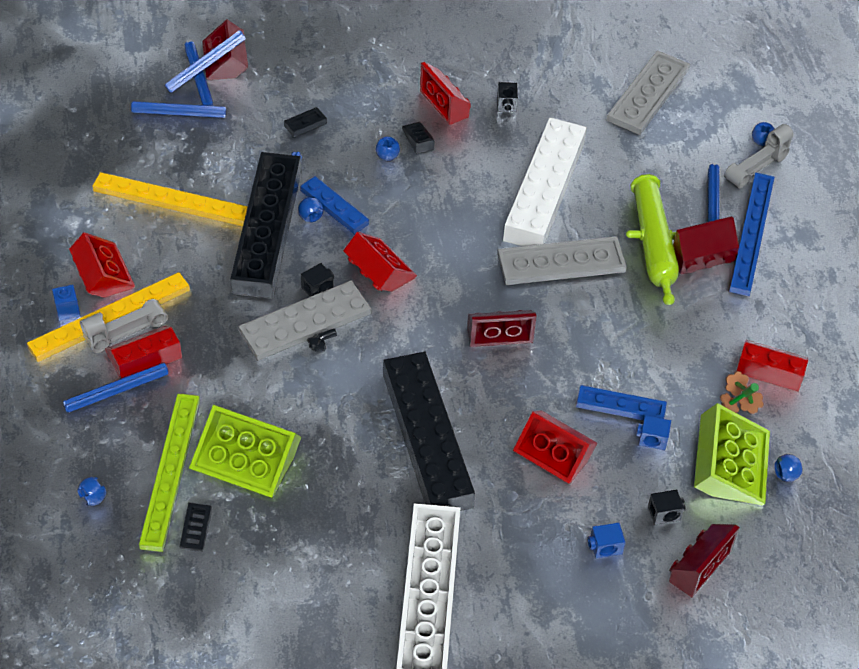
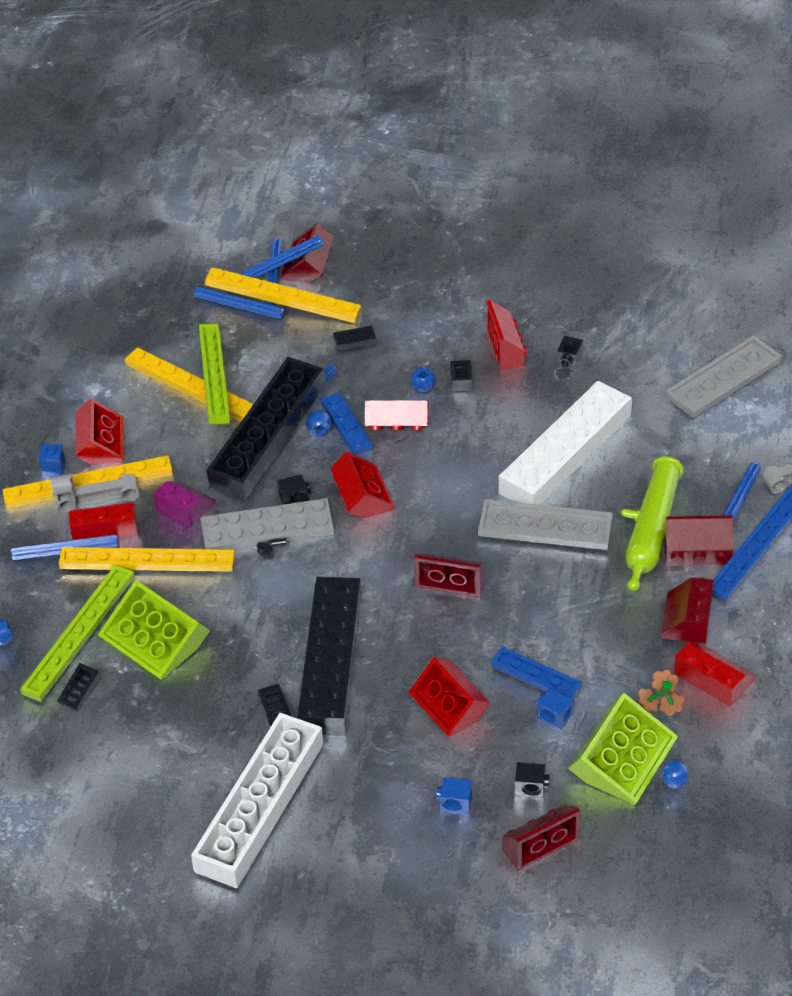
camera: 25 degrees right, 5 degrees down
(191, 183) = (213, 374): none -> lime plate
(204, 380) = (147, 559): none -> yellow plate
(214, 316) = (181, 503): none -> magenta slope
(219, 94) = (283, 295): none -> yellow plate
(379, 185) = (396, 414): none -> slope
(391, 487) = (270, 696): none -> black slope
(727, 312) = (688, 611): none -> dark red slope

